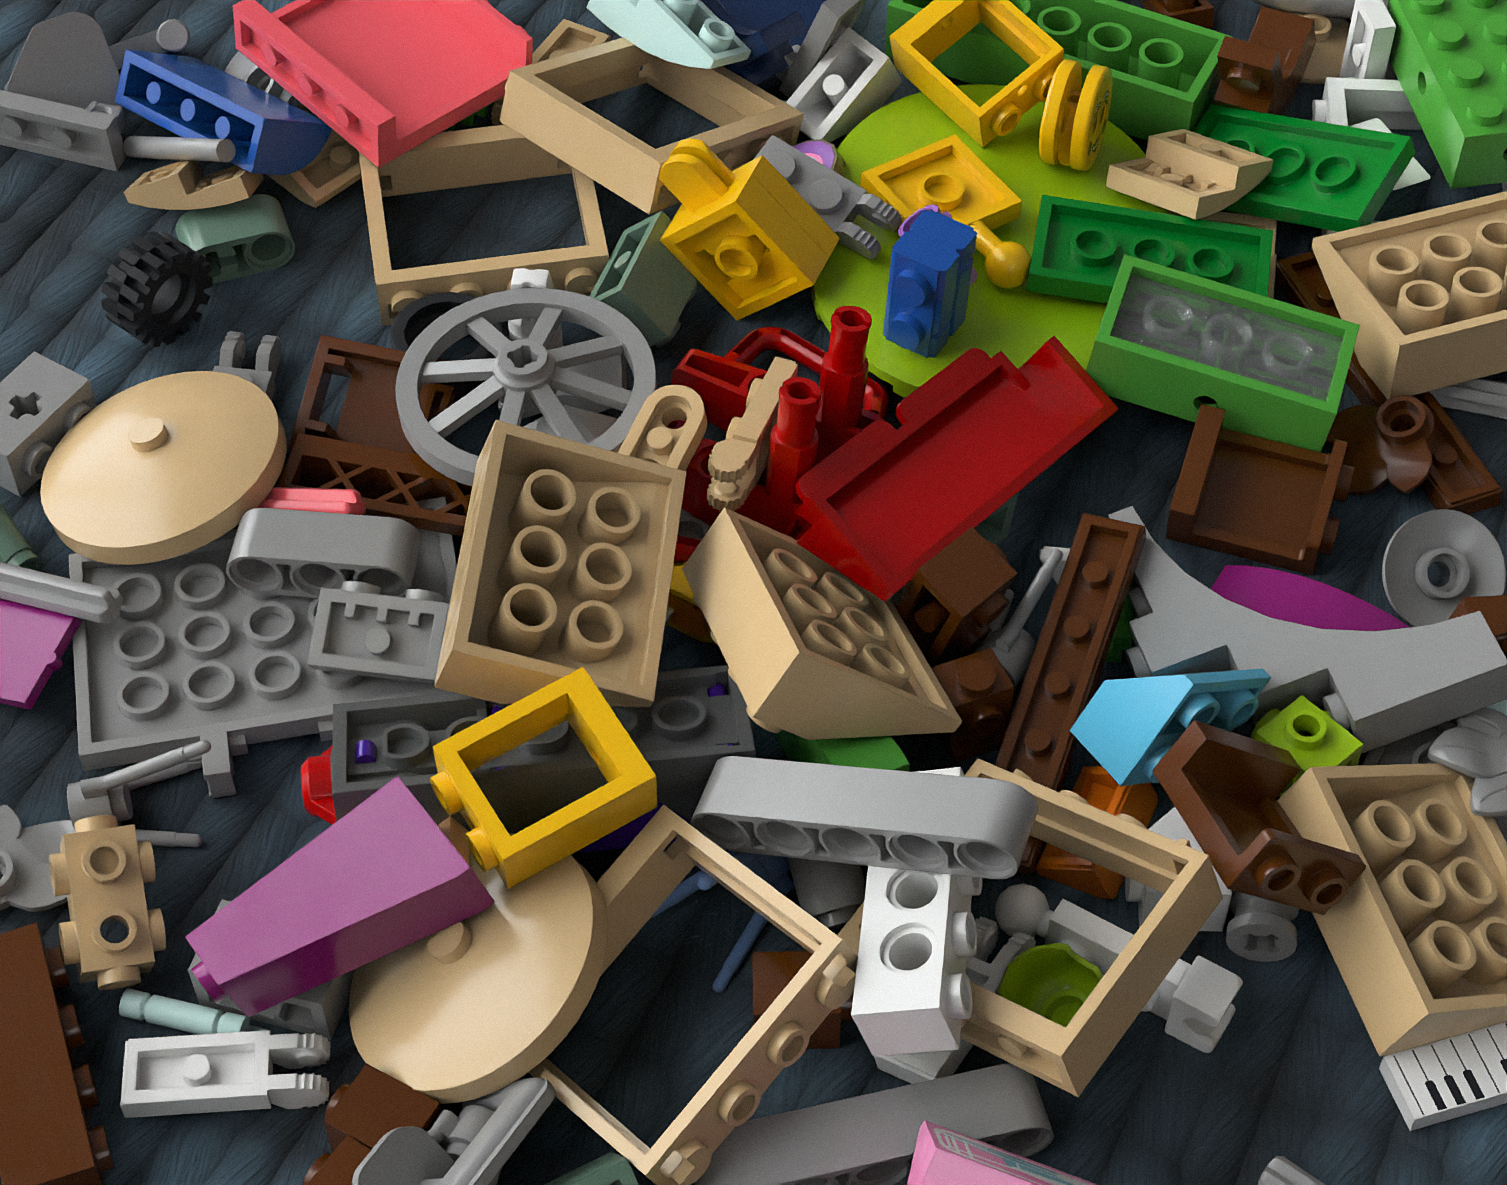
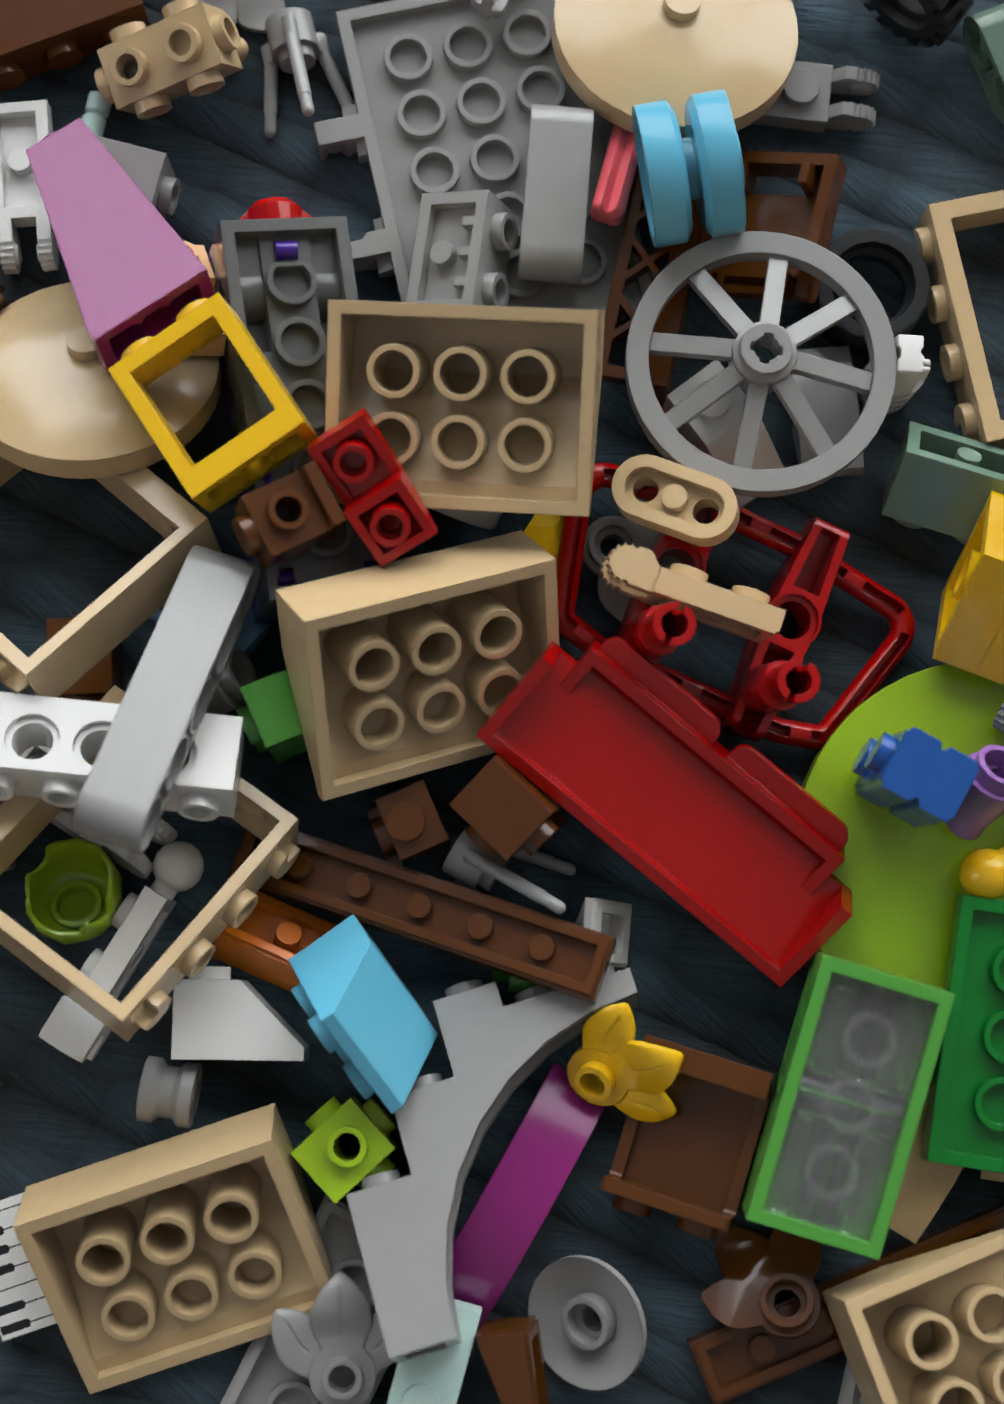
camera: 85 degrees right, 30 degrees up
(331, 413) = (698, 168): none -> medium azure wheel
(646, 643) = (373, 487): none -> red slope
(670, 715) = (274, 540): none -> reddish brown brick
(1202, 528) = (630, 1070): none -> yellow plate
(1228, 800) = (204, 1075): reddish brown panel -> none

